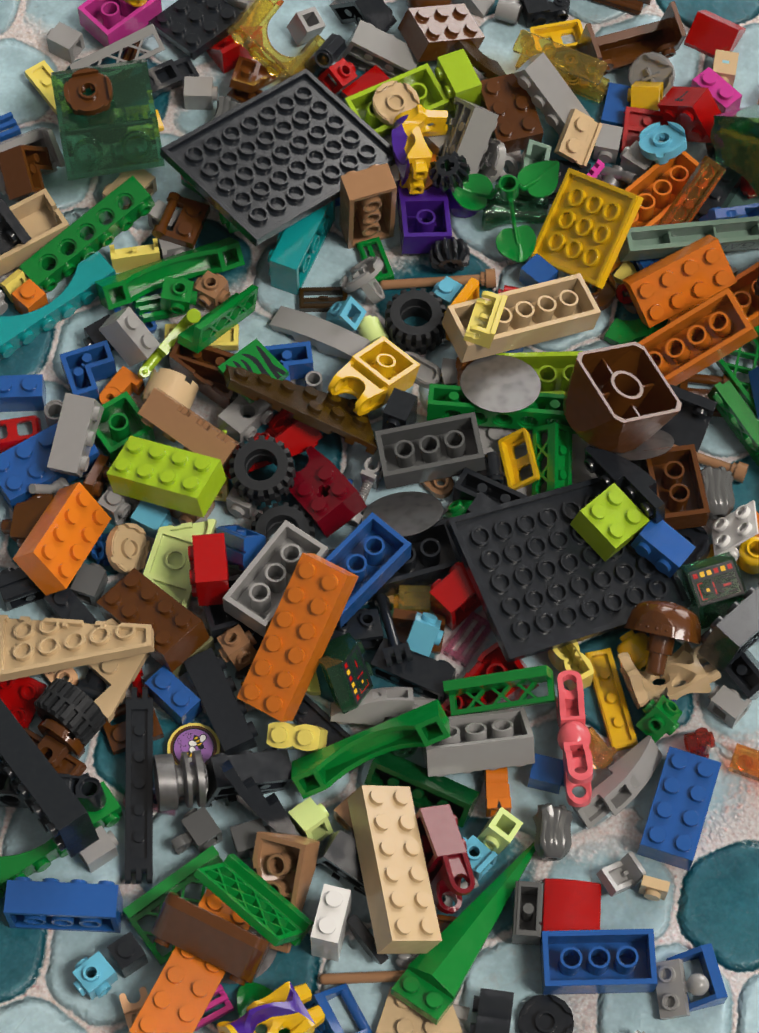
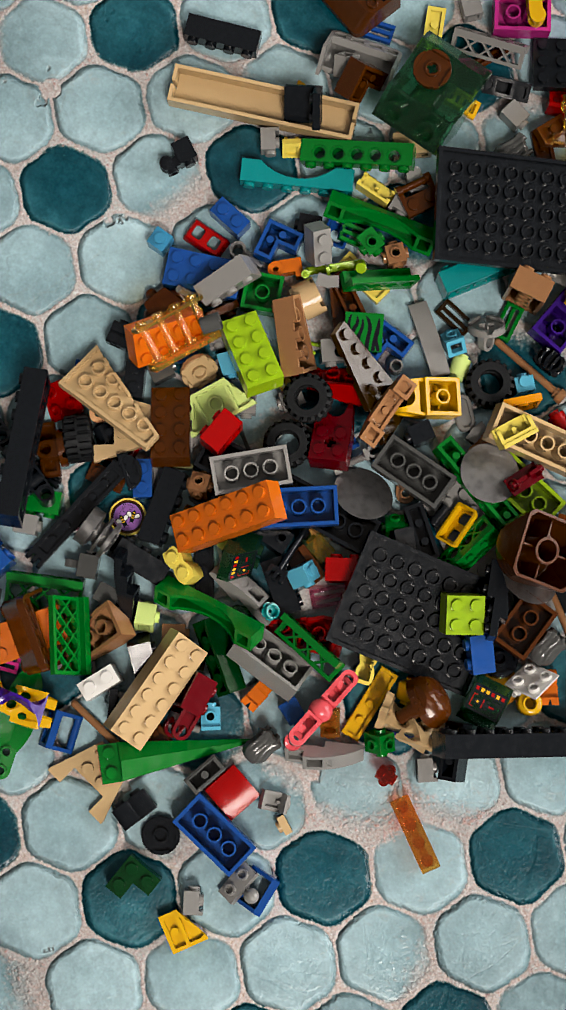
camera: 45 degrees right, 20 degrees up
(29, 297) = (290, 164): orange brick -> none
(98, 517) = (175, 352): none -> clear yellow fence
(99, 477) = (210, 323): none -> dark grey axle
(153, 690) = (131, 470): none -> black tile
(173, 356) = (328, 281): none -> light grey piece
(241, 544) = (255, 429): blue brick -> none
(344, 410) = (385, 409): none -> medium nougat slope
(427, 694) = (274, 611): none -> teal plate
(500, 830) = (234, 718): yellowish green brick -> none
(536, 359) = (524, 478): none -> dark red hinge
(679, 808) = (340, 797): blue brick -> none

